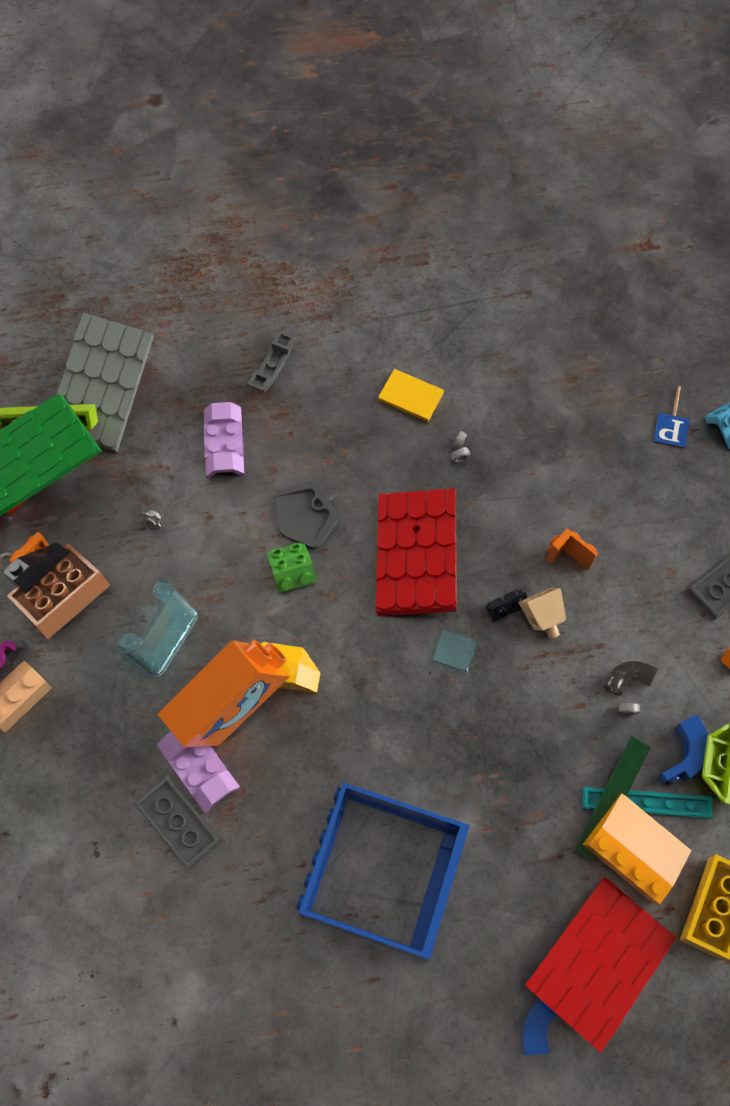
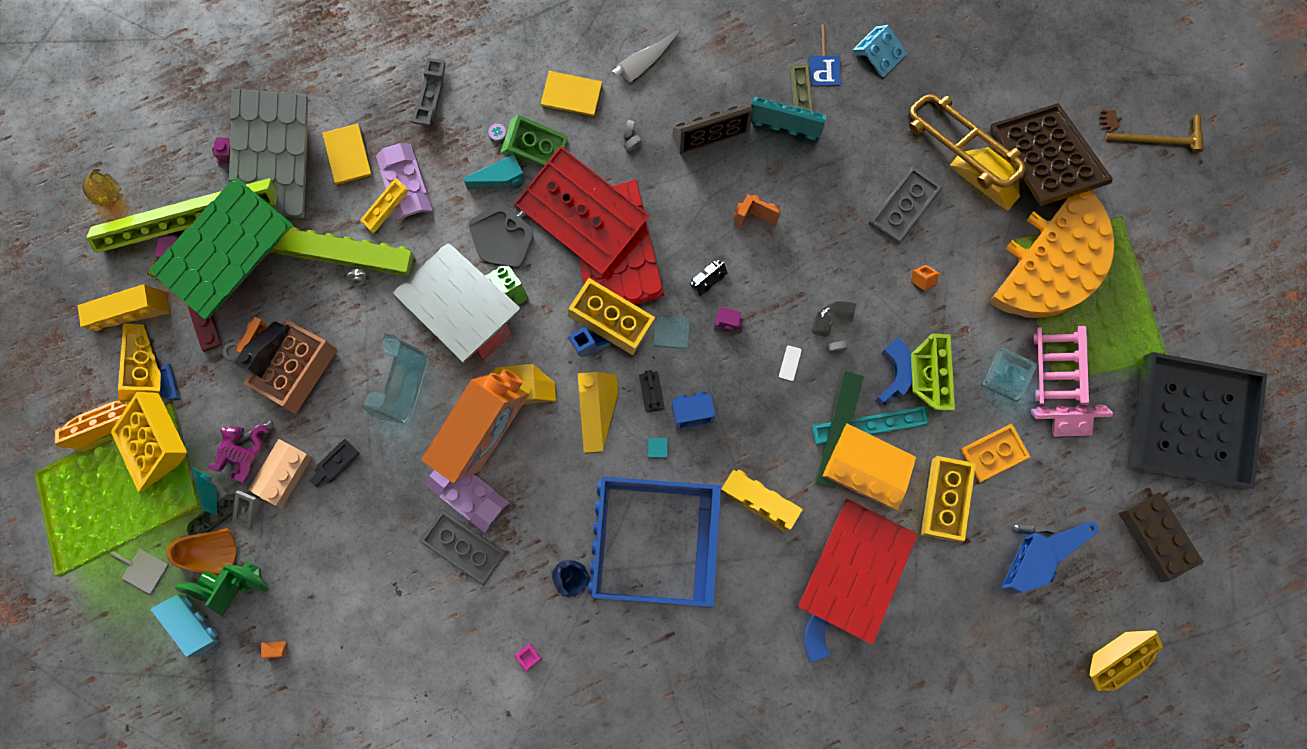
camera: 15 degrees left, 10 degrees up
(57, 369) = (221, 150): none -> magenta brick
(71, 699) = (334, 463): none -> black hinge
(145, 492) = (346, 252): none -> lime brick
(176, 402) = (347, 154): none -> yellow tile
(198, 457) = (384, 205): none -> yellow tile
(212, 963) = (527, 657): none -> dark pink tile
(244, 570) = (458, 304): none -> piece
(281, 885) = (570, 578): none -> dark blue hair
(319, 454) = (498, 175): none -> teal slope
(328, 415) = (497, 132): none -> tile
(359, 703) = (597, 402): none -> yellow wedge
(361, 432) = (531, 141): none -> bright green slope
(375, 639) = (587, 342): none -> blue arch
(395, 617) = (610, 316): none -> yellow brick
(402, 519) = (595, 219): none -> red piece
(410, 768) = (657, 448): none -> teal tile
(419, 706) = (651, 390): none -> black hinge
(458, 737) = (693, 410): none -> blue brick
(487, 379) = (640, 61): none -> white piece
(510, 854) = (761, 501): none -> yellow wedge
(517, 652) = (728, 320): none -> magenta brick
(545, 459) = (712, 129): none -> dark brown slope
(545, 611) = (744, 275): tan torso -> none
(573, 714) = (790, 363): none -> white sticker
(623, 464) = (787, 117): none -> teal slope
(643, 444) = (801, 86): none -> olive tile

